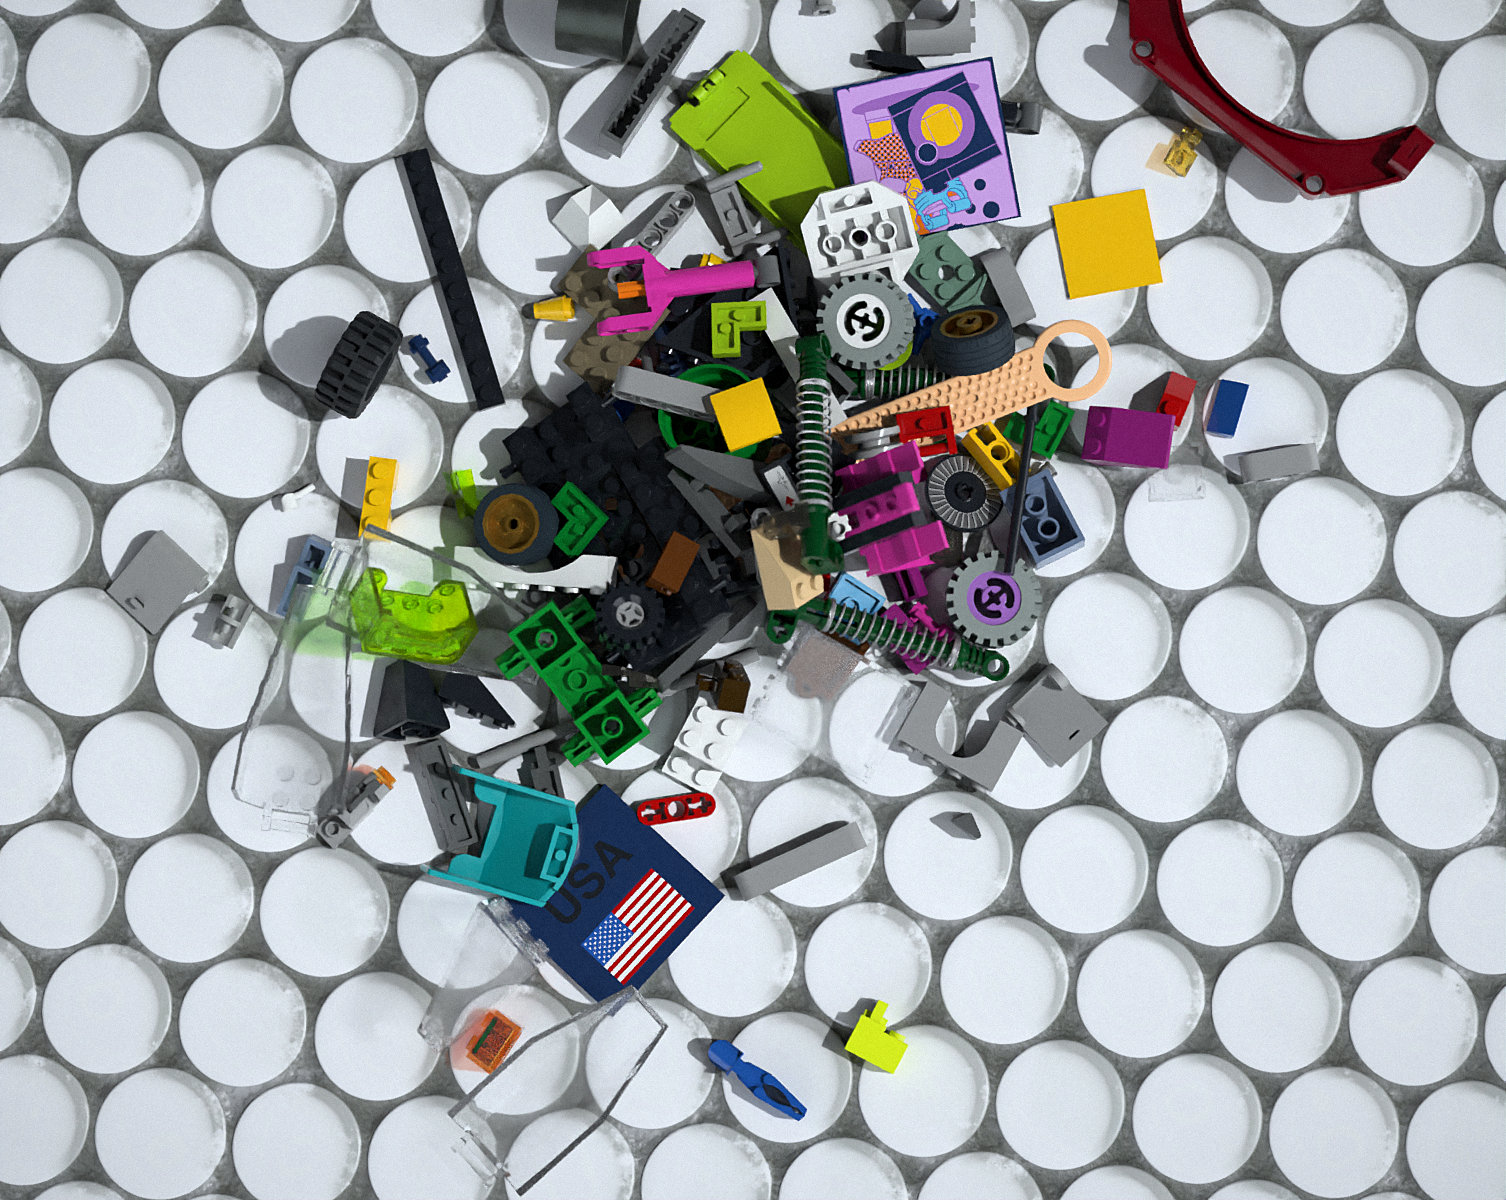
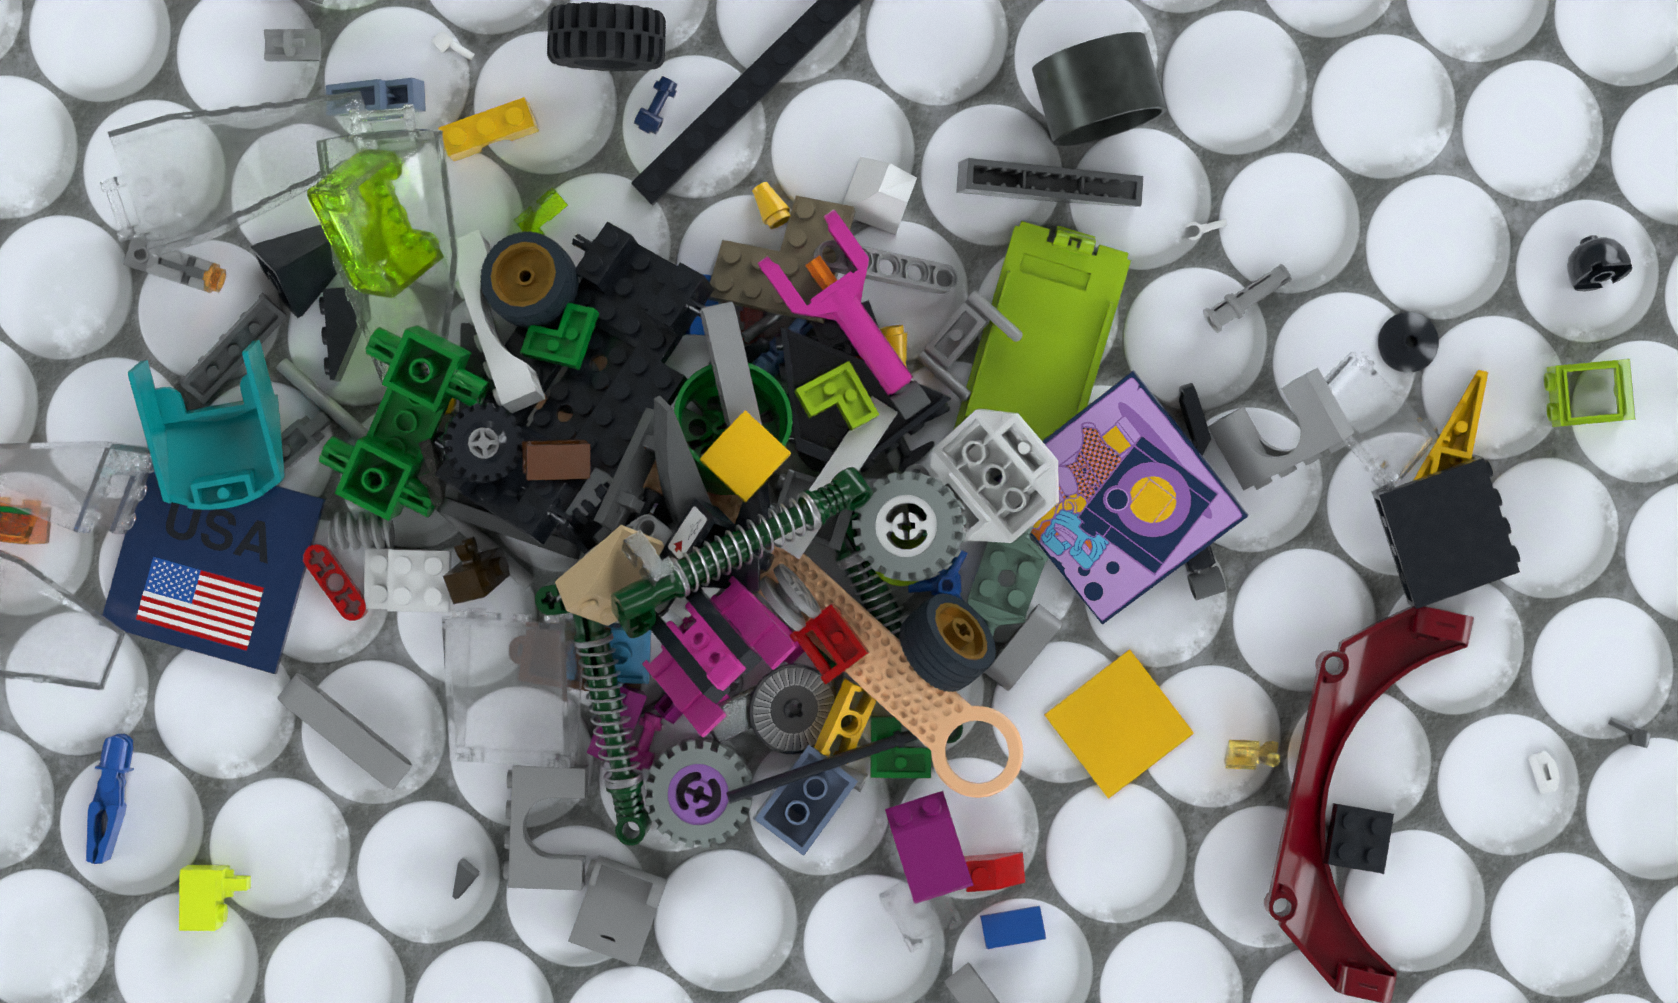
camera: 60 degrees right, 5 degrees up
(645, 764) = (360, 532): none -> light grey piece
(1292, 101) = (1358, 838): none -> black plate

